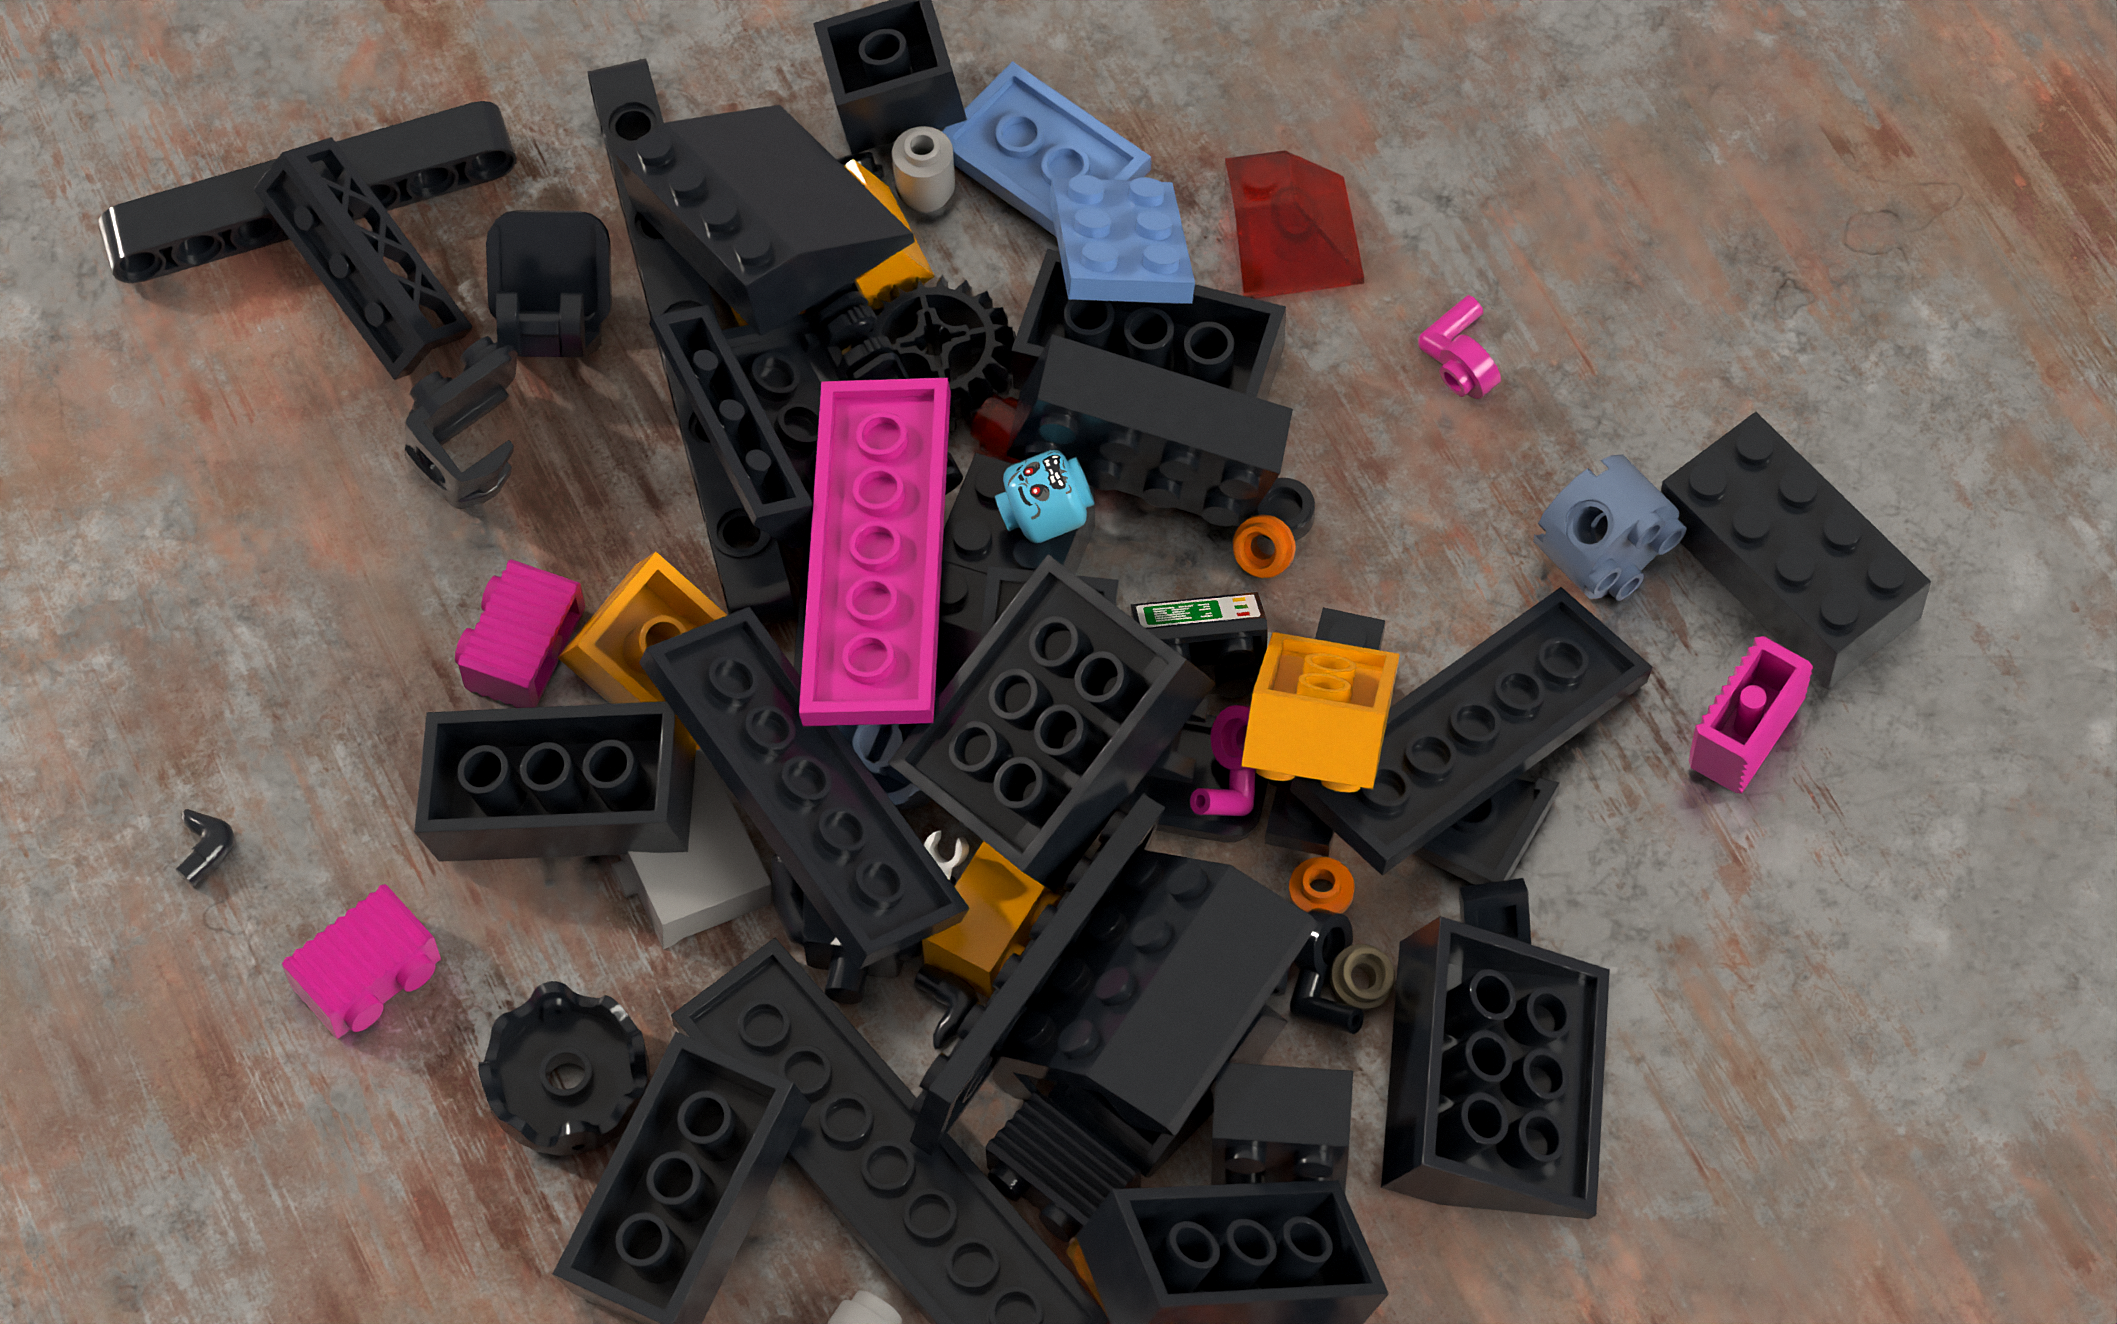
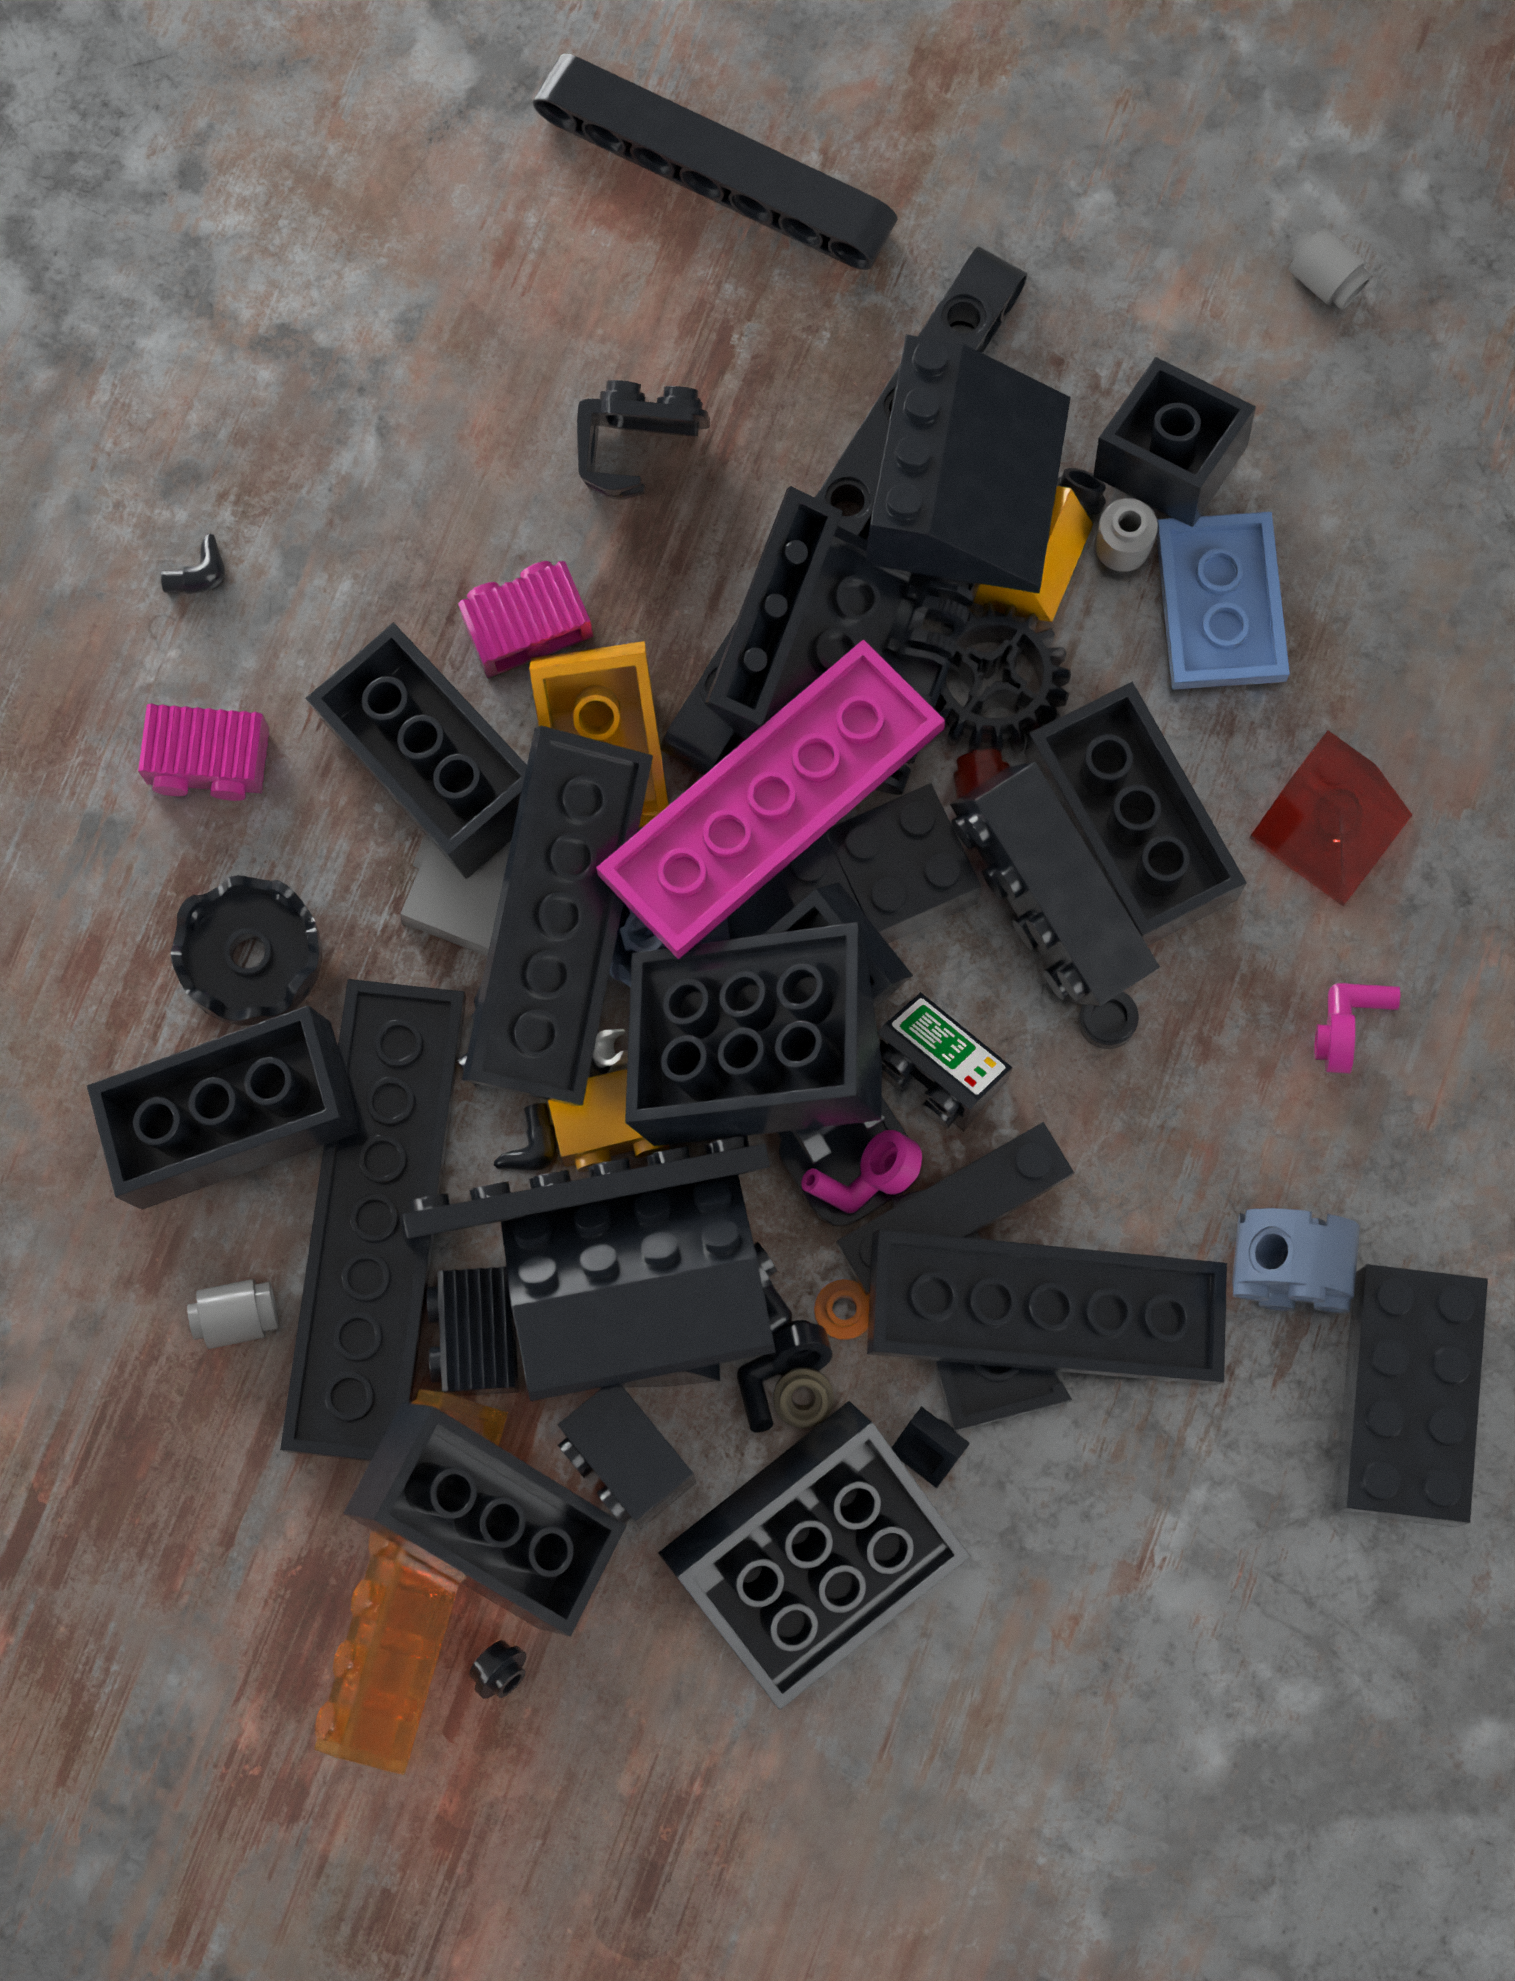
camera: 45 degrees right, 15 degrees up
(351, 257) = (676, 239): black fence -> none
(549, 281) = (786, 385): black piece -> none
(1045, 496) = (928, 866): medium azure head -> none
(1121, 240) = (1187, 724): medium blue plate -> none
(1252, 558) = (1050, 1036): orange plate -> none
(1320, 712) = (943, 1202): light orange slope -> none
(1749, 714) = (1247, 1485): dark pink brick -> none

